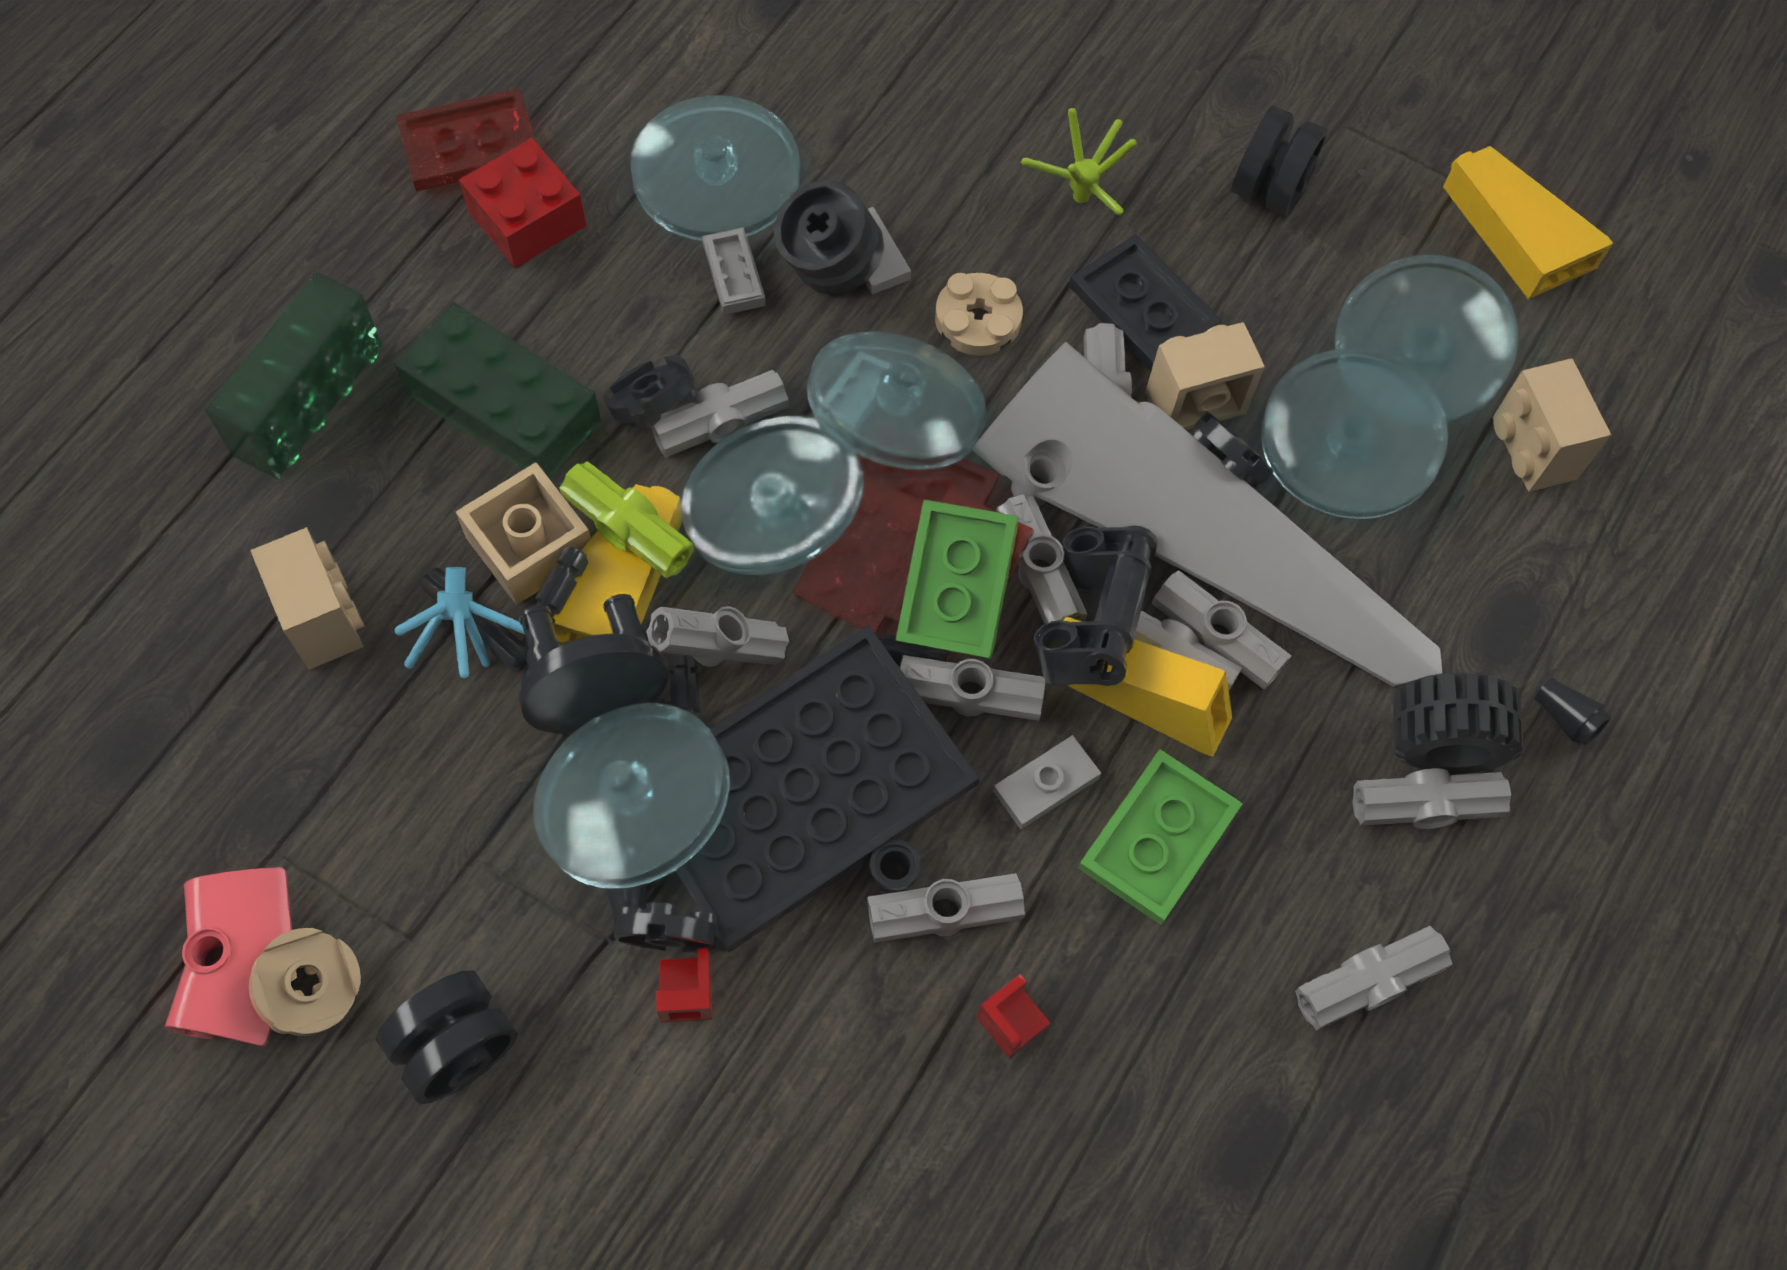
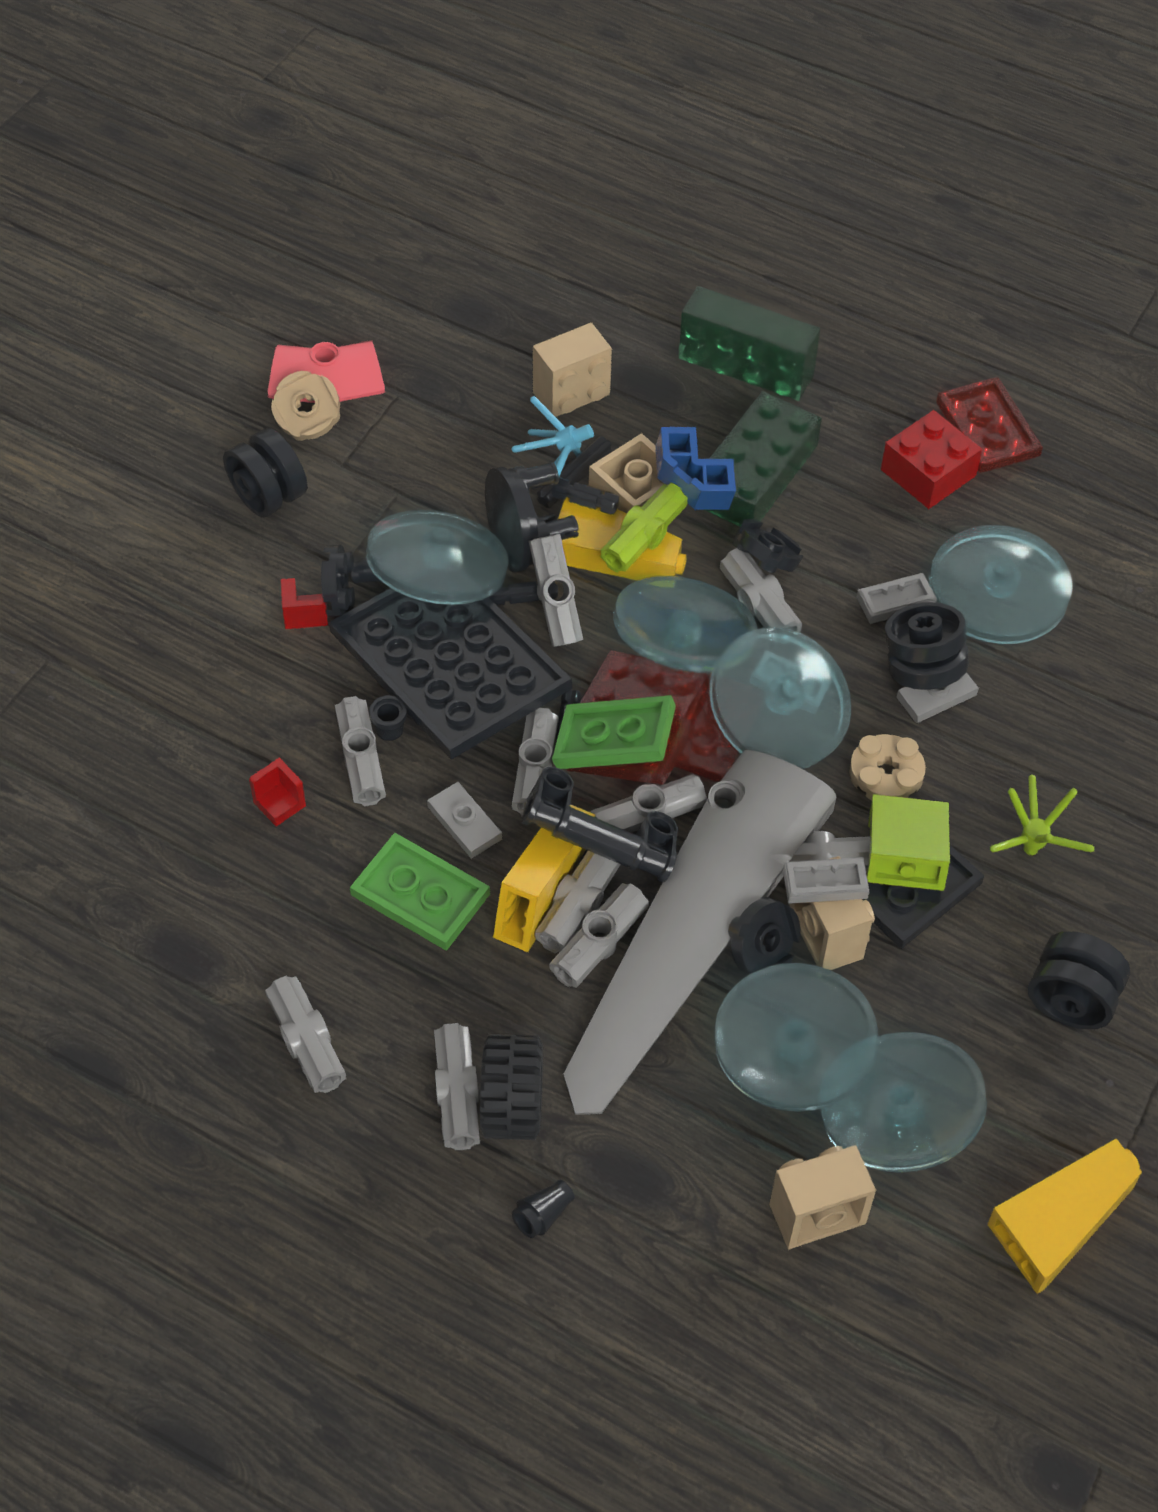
camera: 90 degrees right, 10 degrees down
(540, 453) = (705, 482): none -> blue brick
(1099, 290) = (908, 842): none -> lime panel
(1206, 355) = (826, 880): none -> light grey plate

